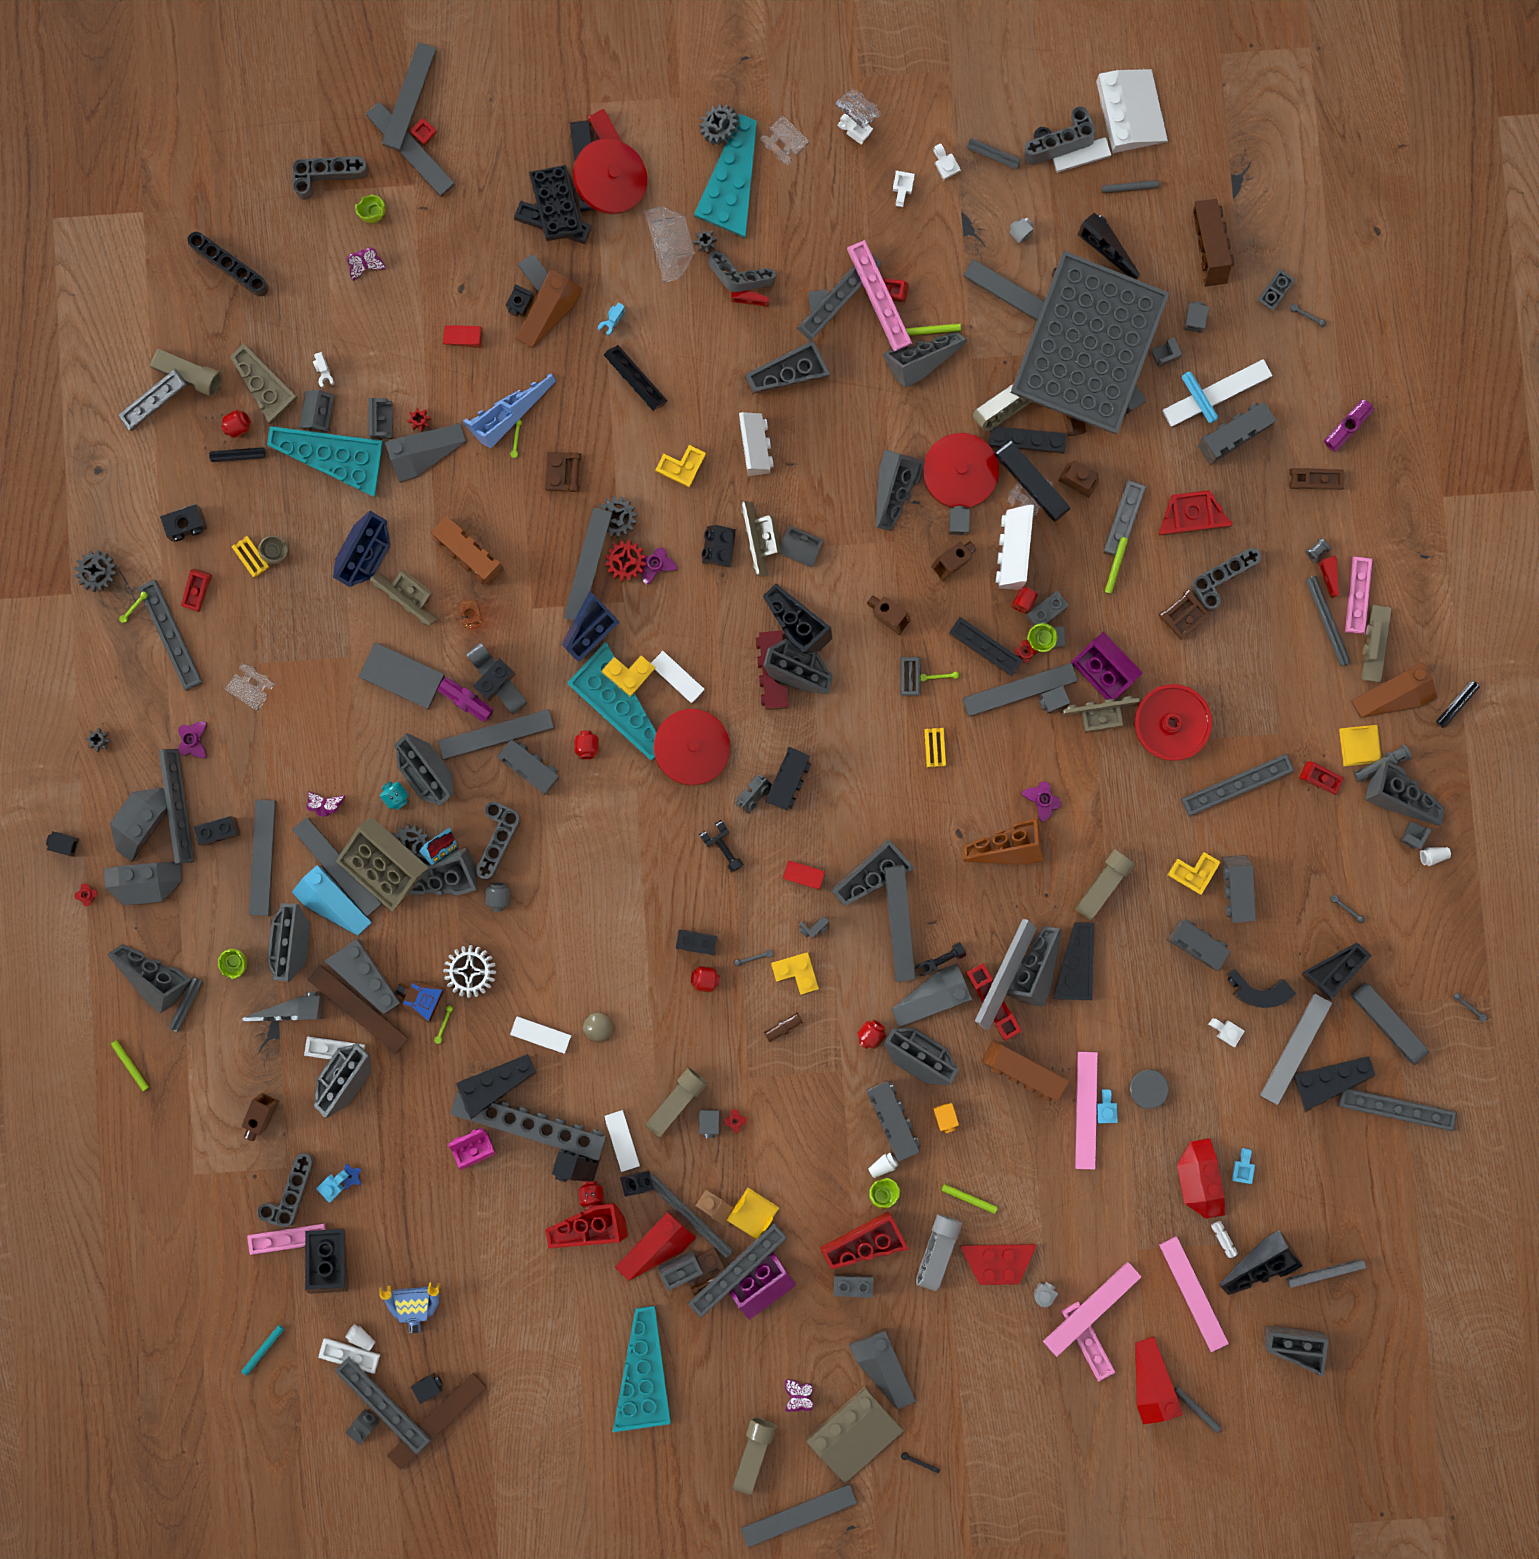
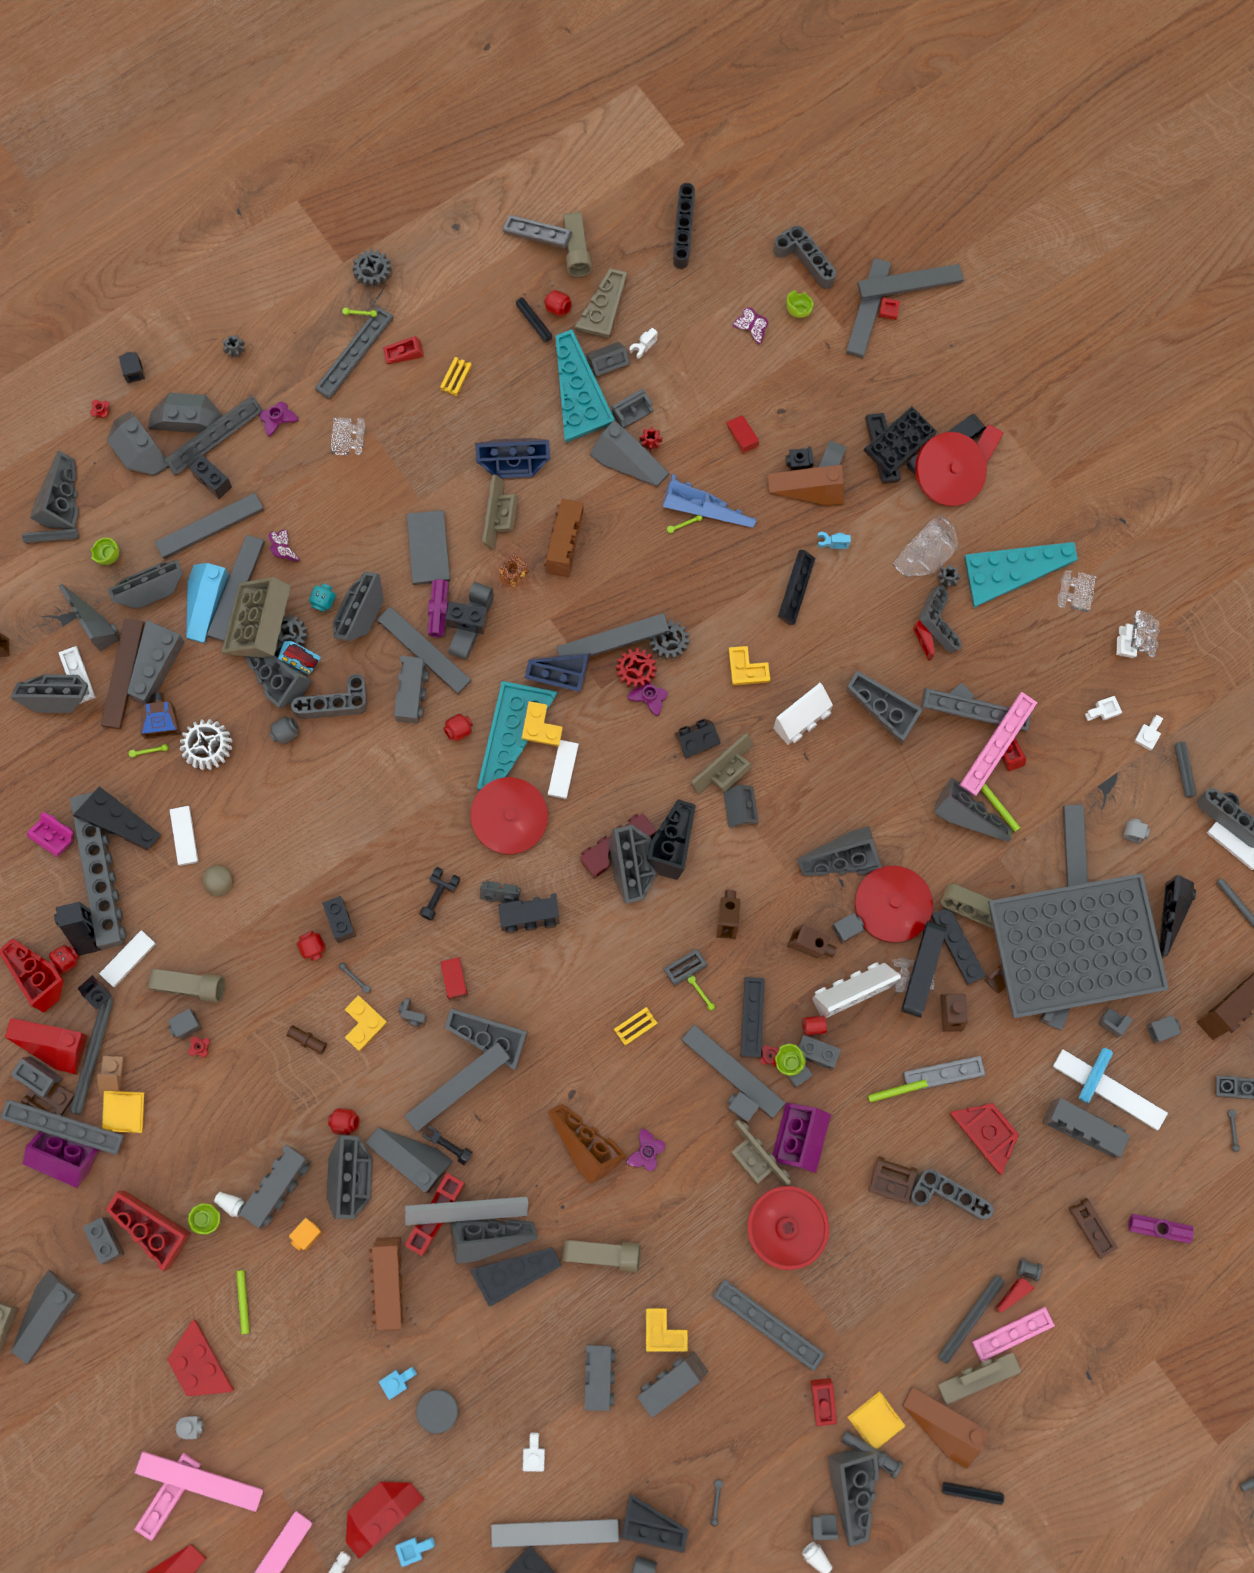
camera: 55 degrees right, 10 degrees down
(172, 521) = (448, 301): black brick -> none
(272, 550) = (471, 388): dark tan hair -> none
(557, 471) = (677, 571): reddish brown plate -> none
(719, 124) = (1053, 530): dark grey gear -> none
(938, 1252) = (197, 1297): light grey beam -> none
(1086, 1110) = (384, 1363): bright pink tile -> none
(1271, 997) = (588, 1477): black arch -> none

